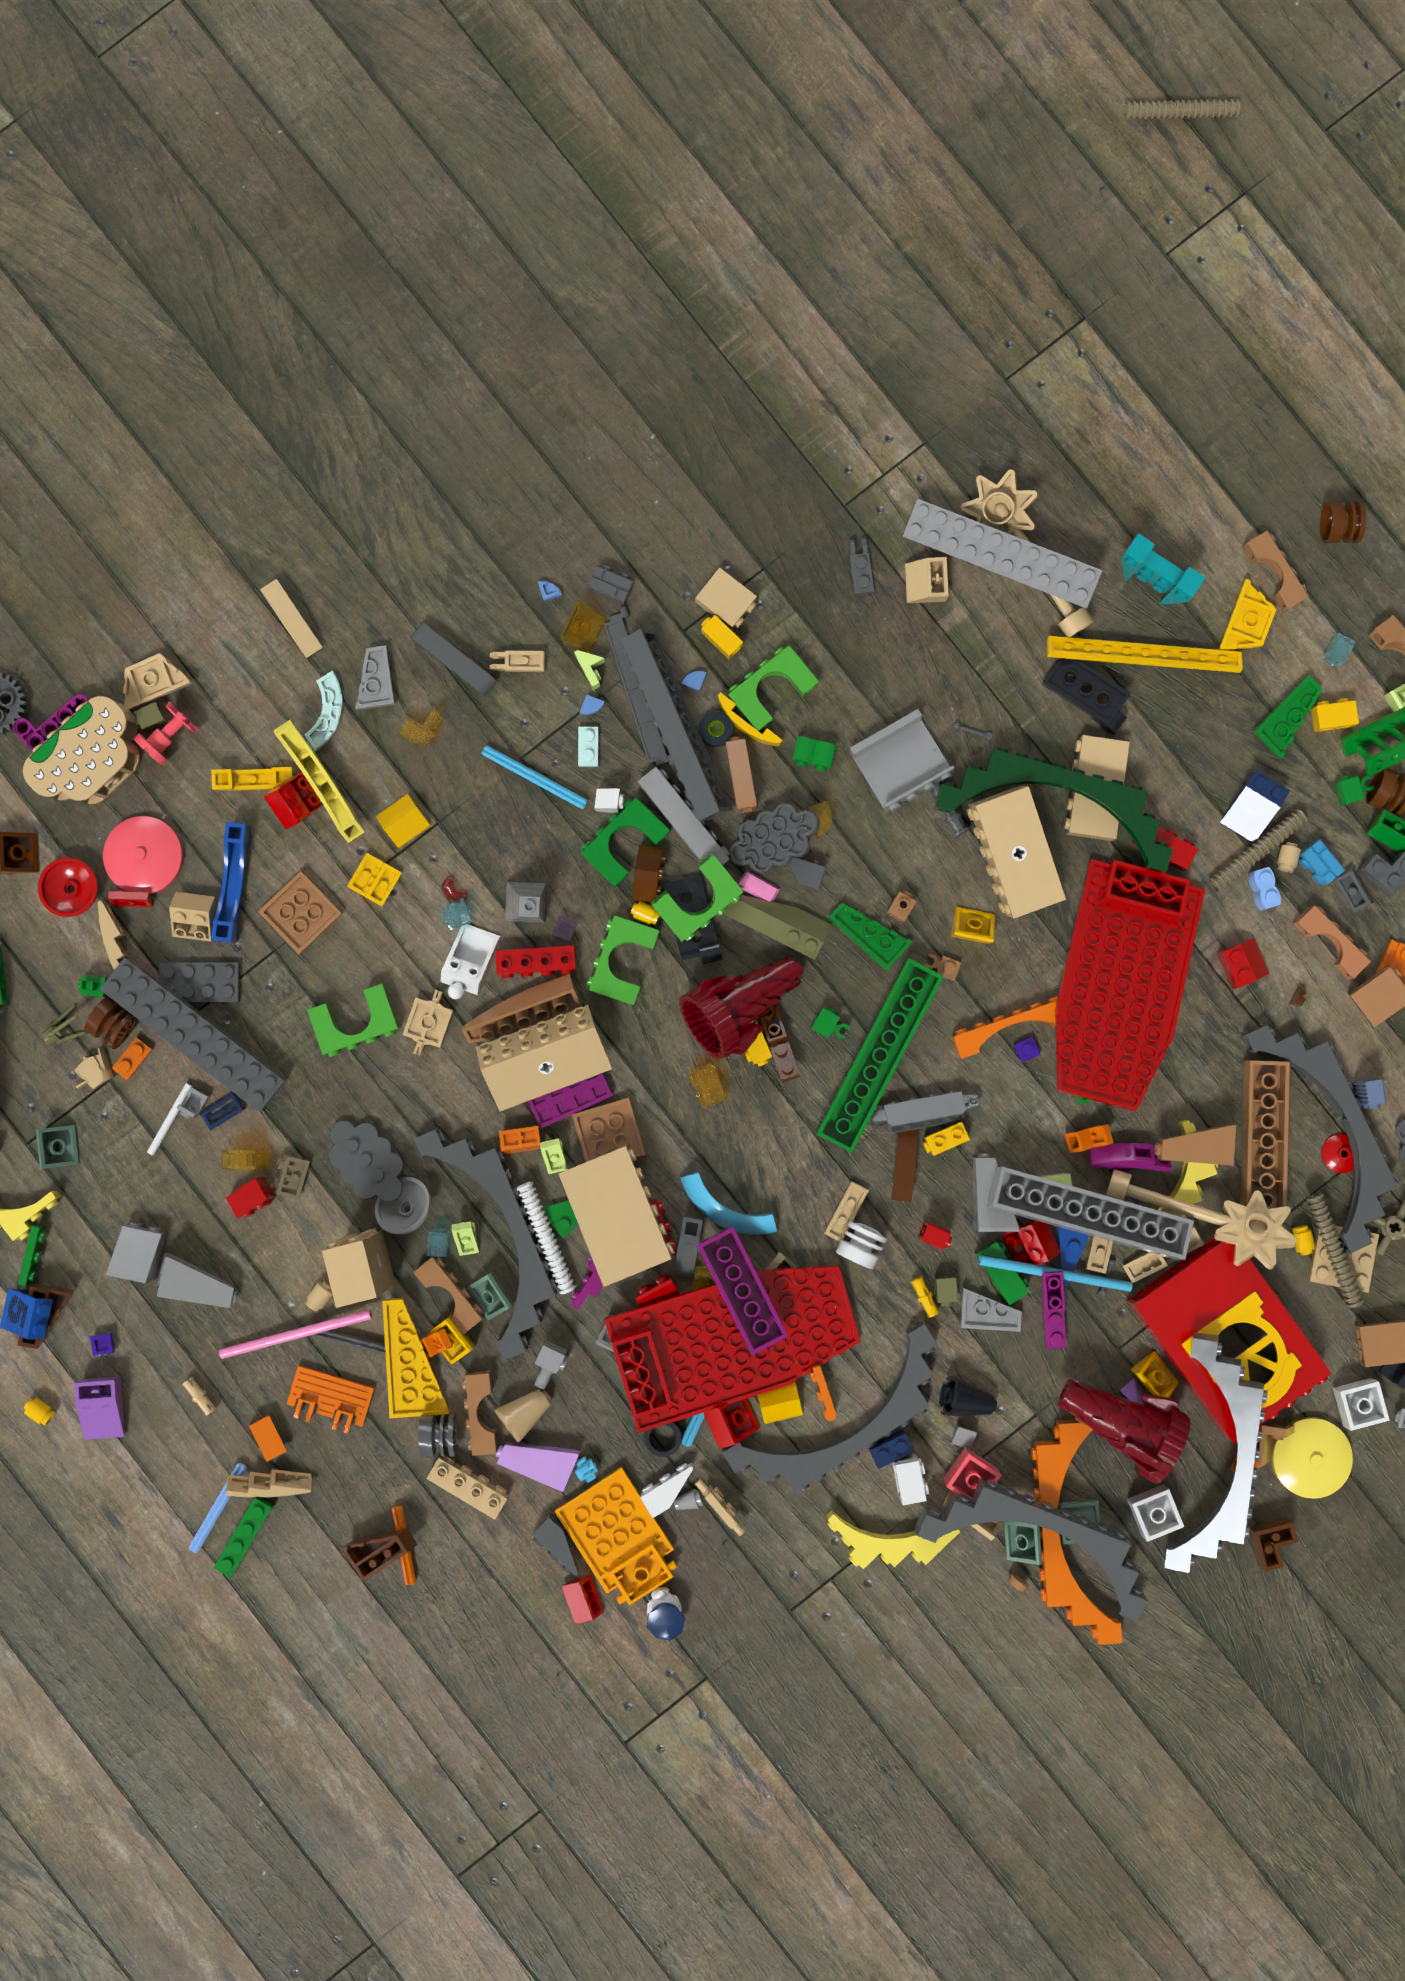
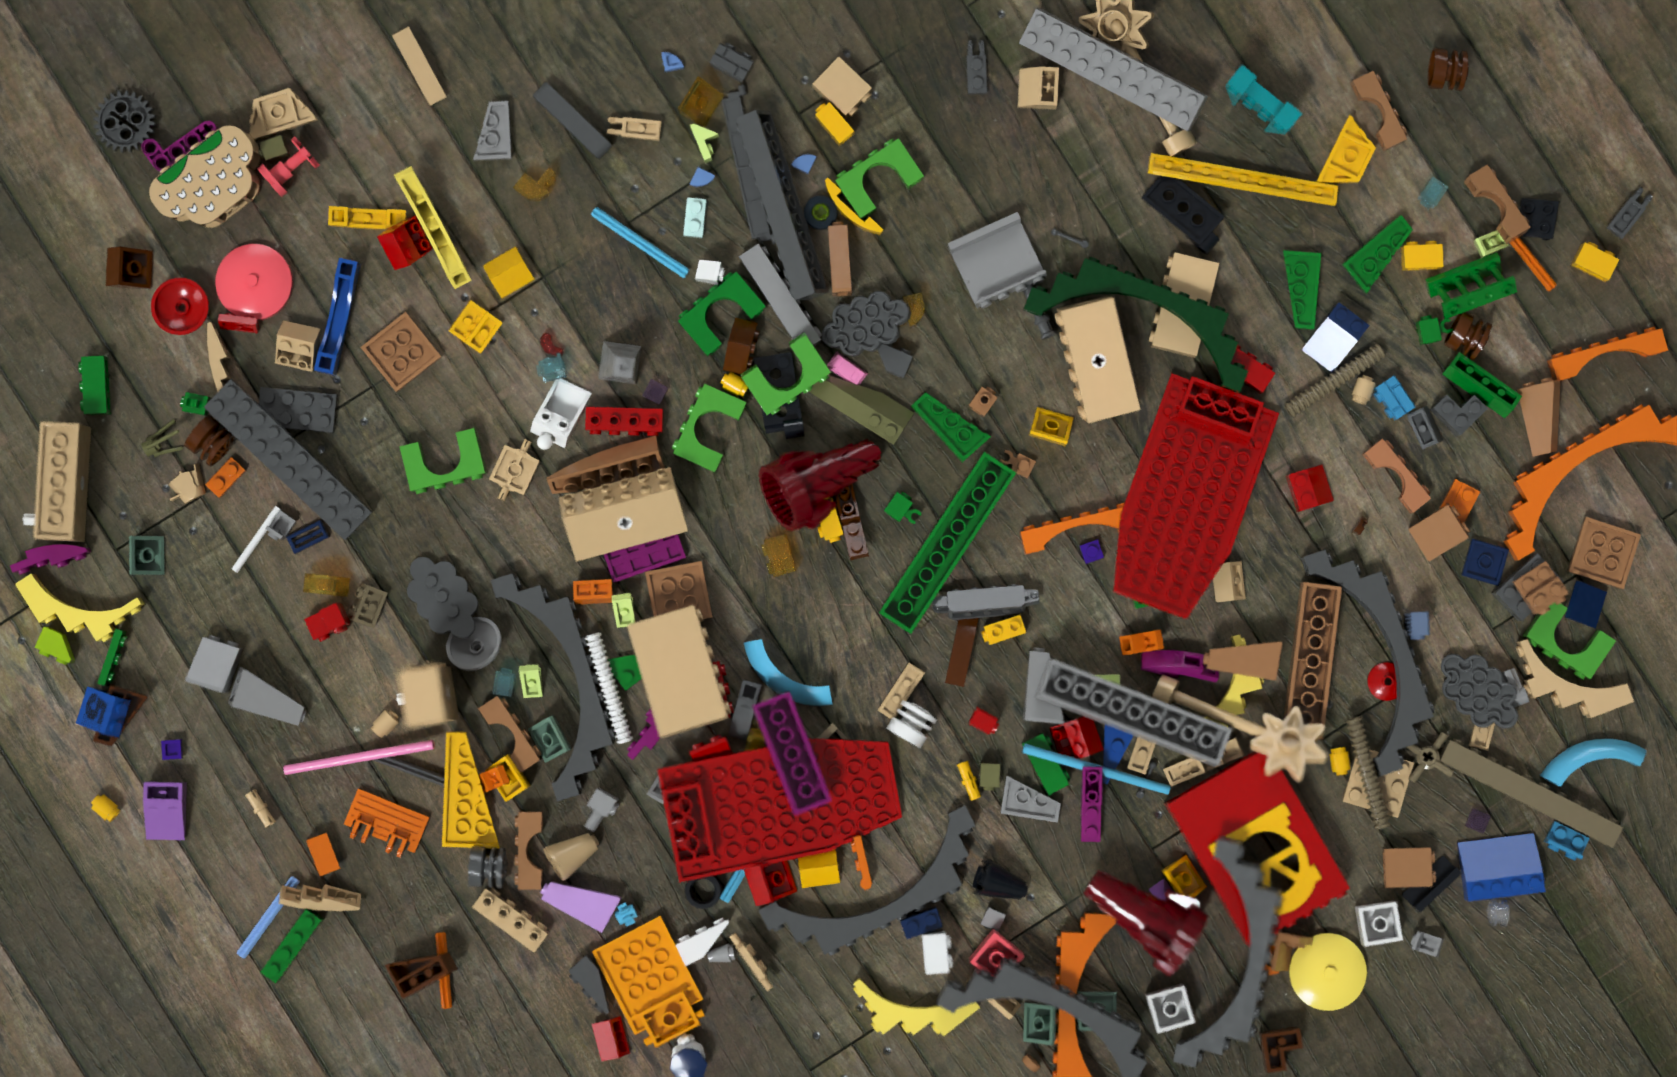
camera: 10 degrees right, 0 degrees up
(331, 711) = (448, 160): light aqua tile -> none
(813, 753) = (913, 245): green brick -> none
(1172, 1069) = (1229, 582): none -> tan panel
(1216, 755) = (1303, 284): none -> green wing
(1264, 888) = (1337, 422): light blue brick -> none

